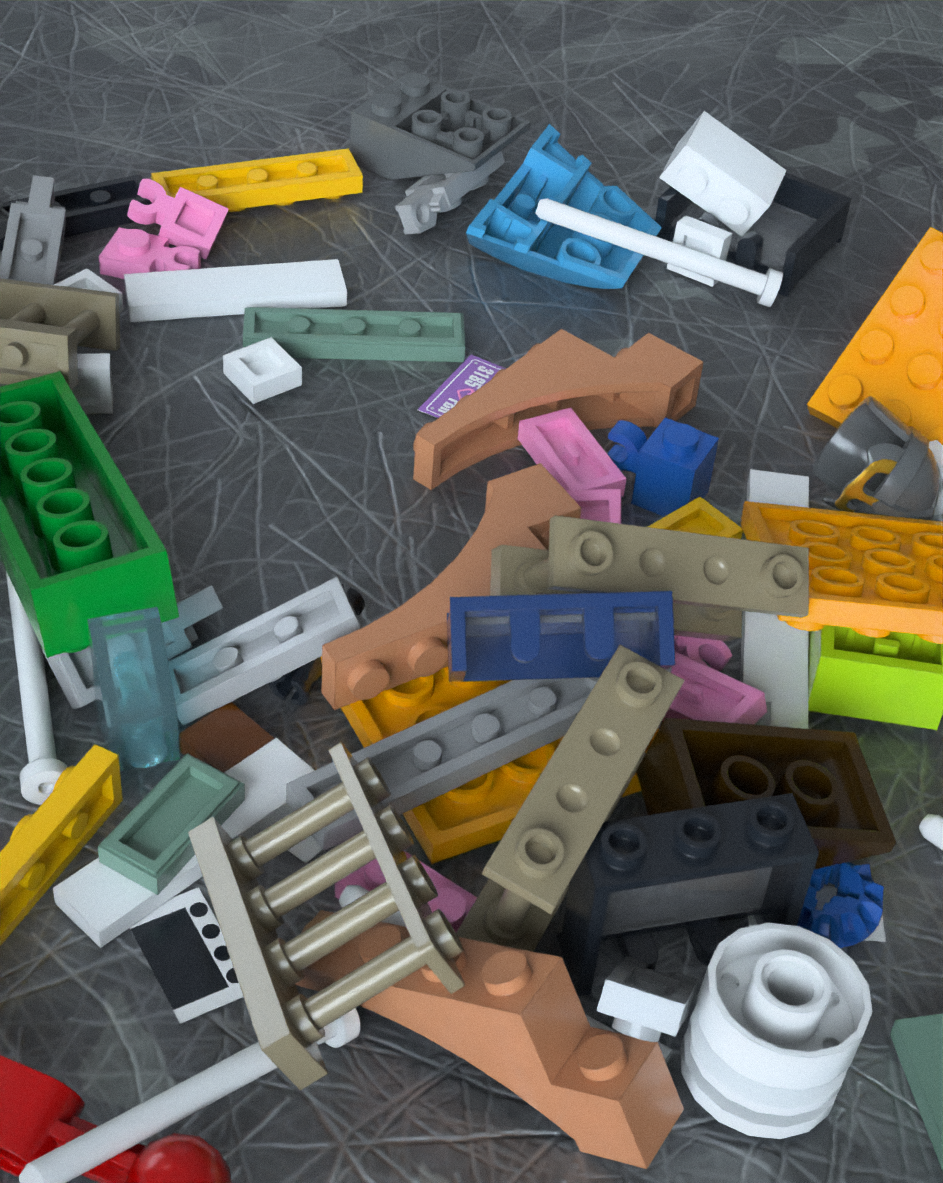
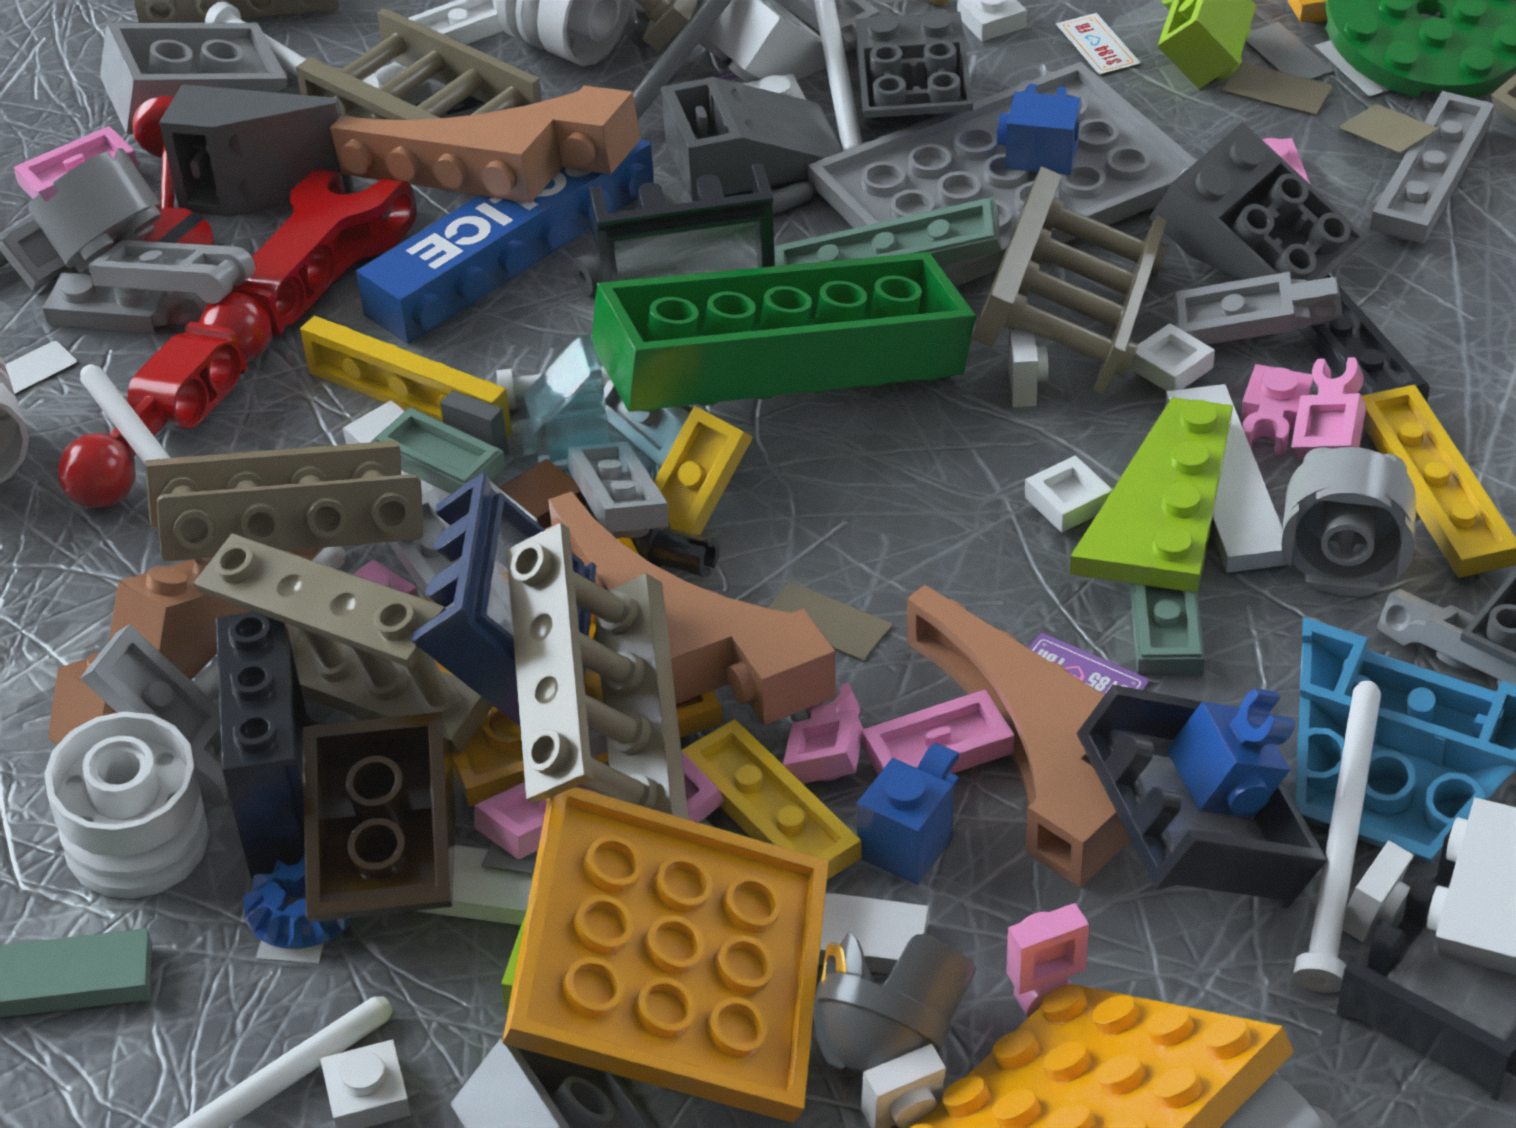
camera: 100 degrees right, 0 degrees up
(121, 789) = (475, 418): none -> dark grey tile
(233, 577) = (699, 469): none -> yellow plate
(305, 310) = (1163, 504): none -> lime wing
(331, 208) = (1349, 519): none -> light grey brick
(403, 539) = (840, 623): none -> dark tan sticker
(615, 276) = (1232, 754): none -> blue brick
(651, 301) = (1175, 841): none -> black window
(823, 383) = (1045, 953): none -> bright pink plate

